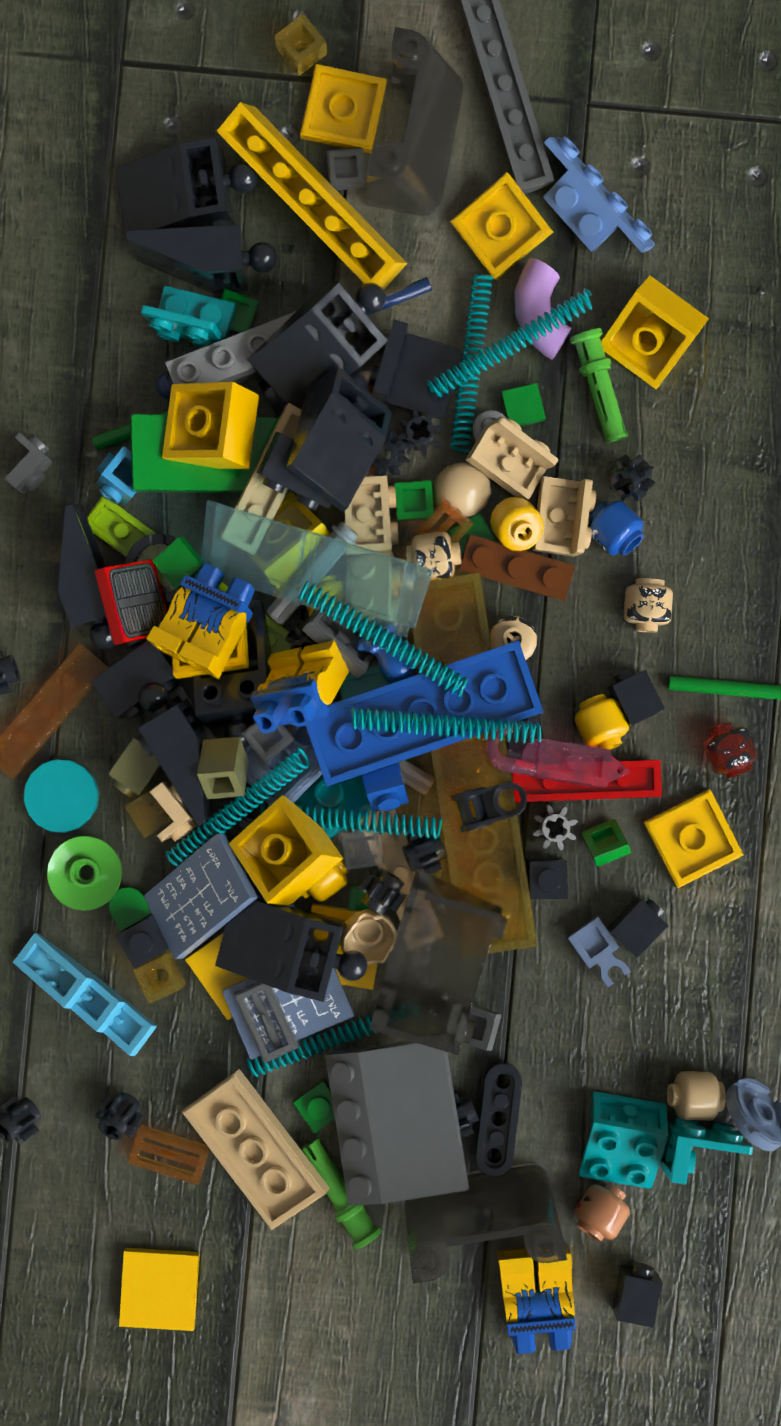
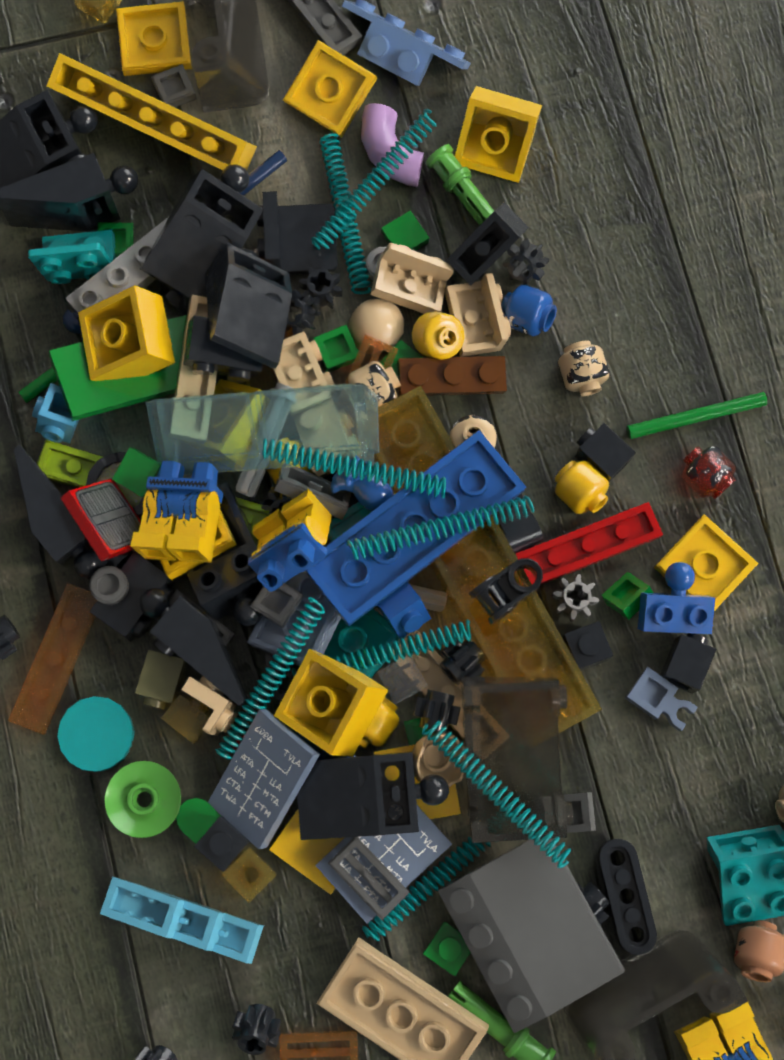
camera: 25 degrees left, 10 degrees down
(116, 664) = (109, 585): none -> dark grey tile
(223, 768) = (244, 643): olive brick -> none
(417, 1021) = (496, 797): none -> teal piece
(560, 762) = (557, 531): clear pink plate -> none
(598, 449) = (487, 243): none -> black brick
(647, 875) = (677, 610): none -> blue plate

